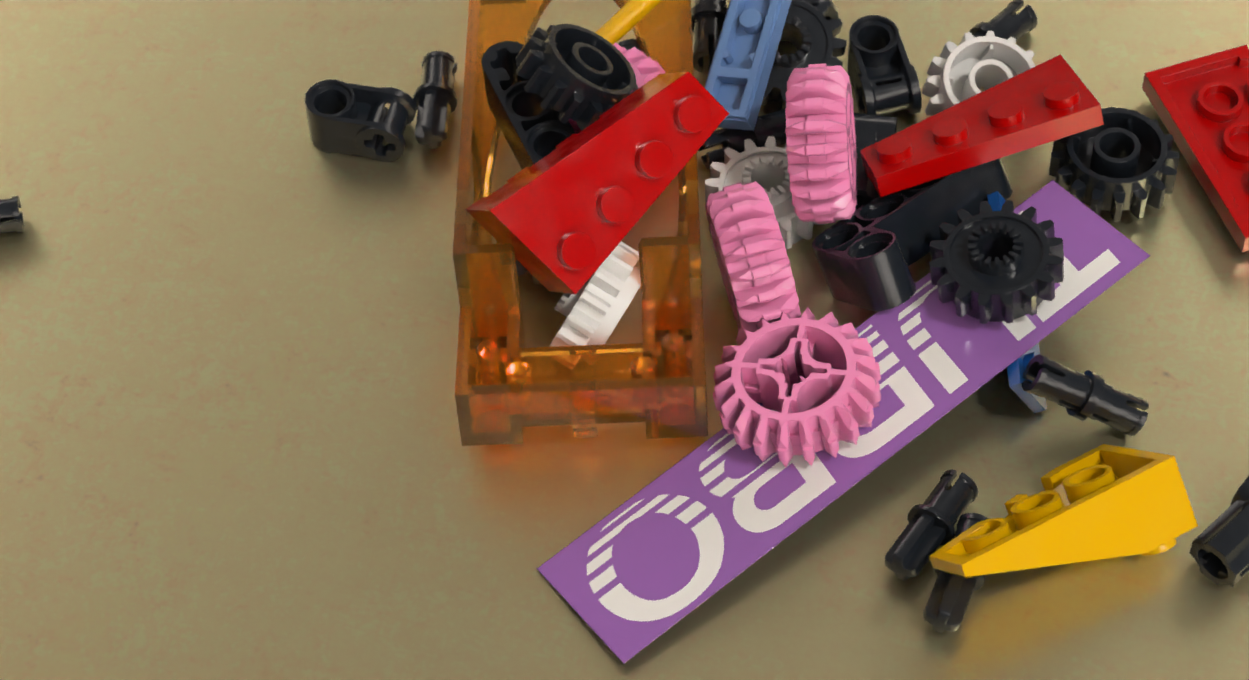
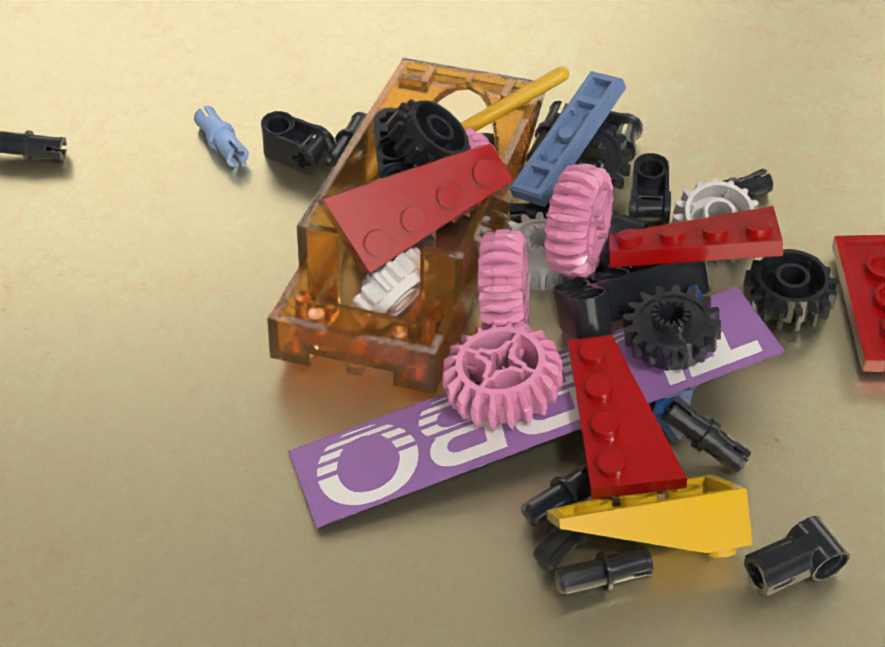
camera: 15 degrees right, 5 degrees down
(245, 136) = (221, 136): none -> light blue pin
(977, 420) = (618, 429): none -> red wing
(1023, 612) = (605, 570): none -> black axle

